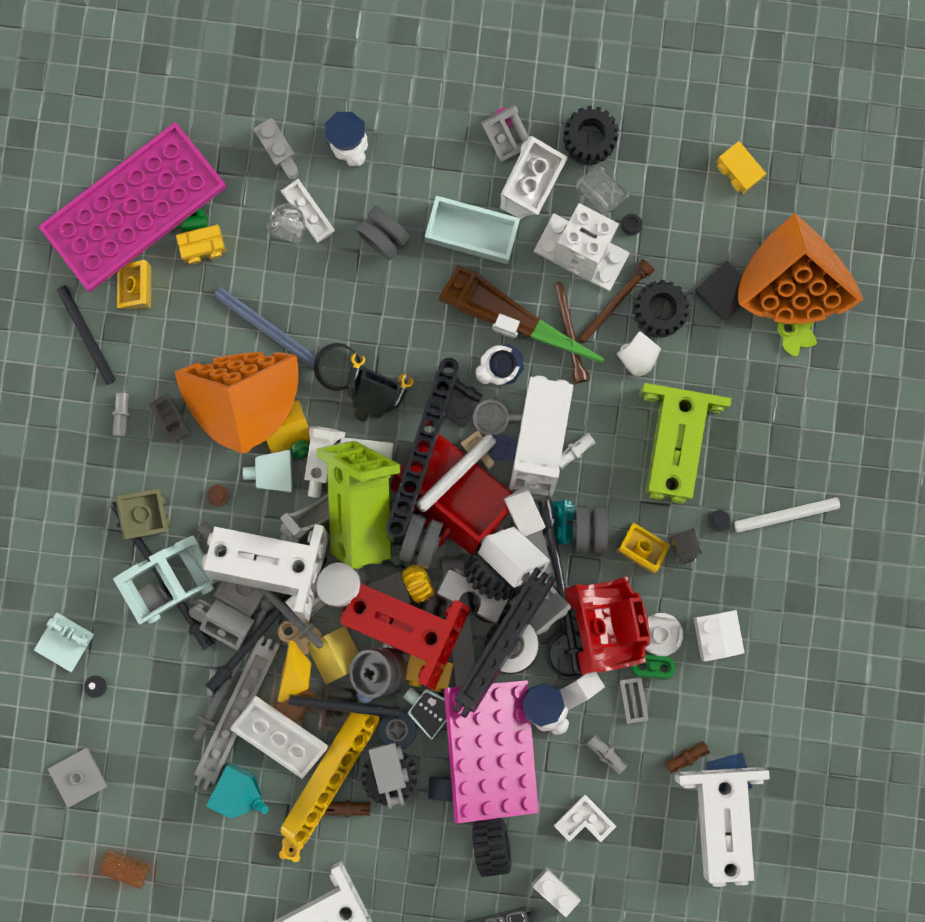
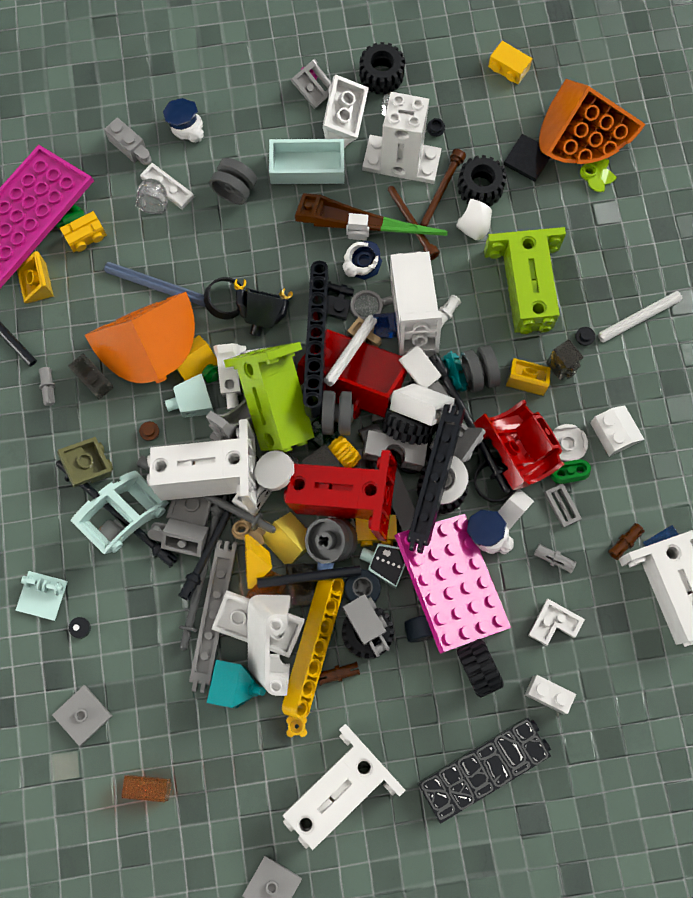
camera: 10 degrees left, 10 degrees down
(287, 742) = (267, 617): none -> white windscreen

